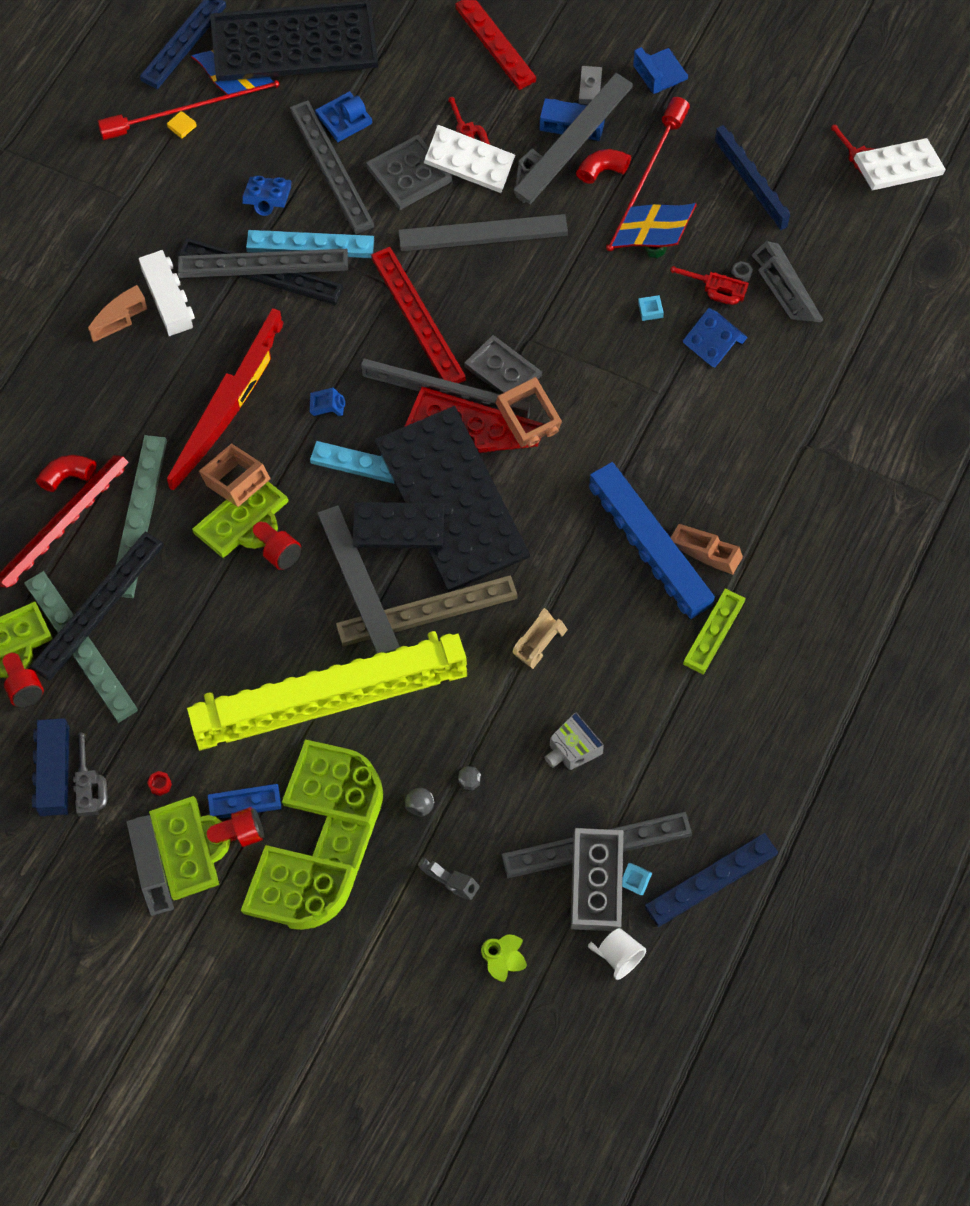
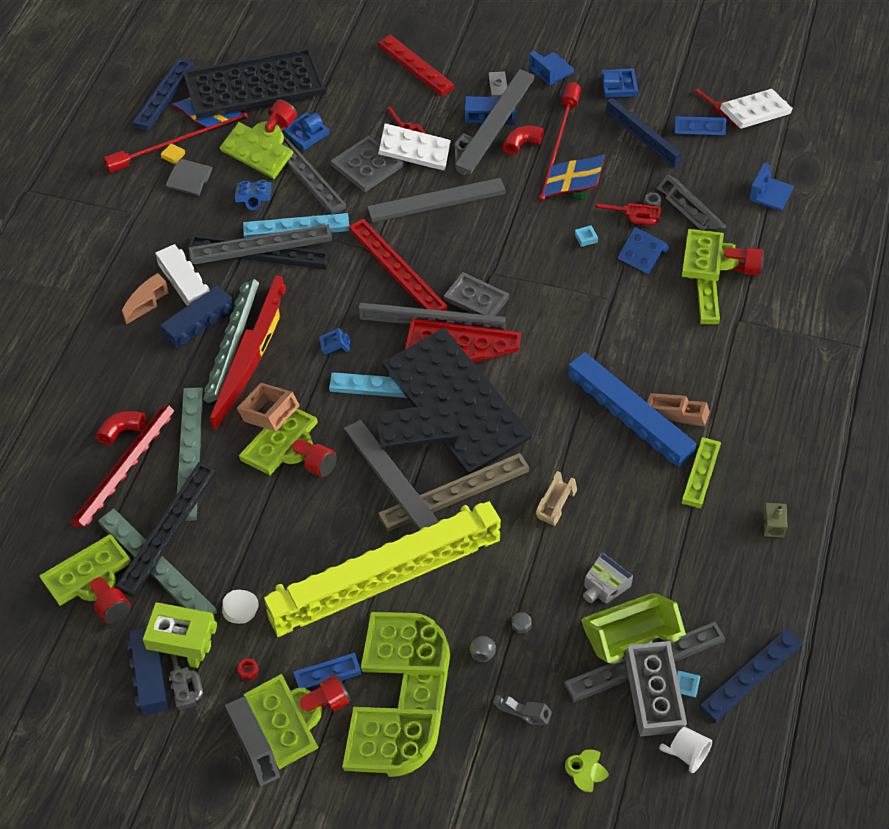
camera: 10 degrees left, 10 degrees down
(108, 740) = (187, 632): none -> lime brick
(163, 709) = (239, 606): none -> white piece
(174, 347) = (197, 317): none -> dark blue brick
(195, 159) = (188, 177): none -> dark grey slope
(206, 386) = (231, 340): none -> sand green plate
(288, 128) = (262, 144): none -> lime plate
(518, 393) = (507, 303): nougat window -> none
(589, 802) = (633, 624): none -> lime windscreen
(739, 103) = (619, 83): none -> blue plate
(777, 405) = (708, 301): none -> lime plate
(784, 702) = (775, 519): none -> olive piece
(792, 356) = (708, 255): none -> lime plate
(824, 177) = (700, 125): none -> blue plate
(887, 279) = (770, 191): none -> blue bracket

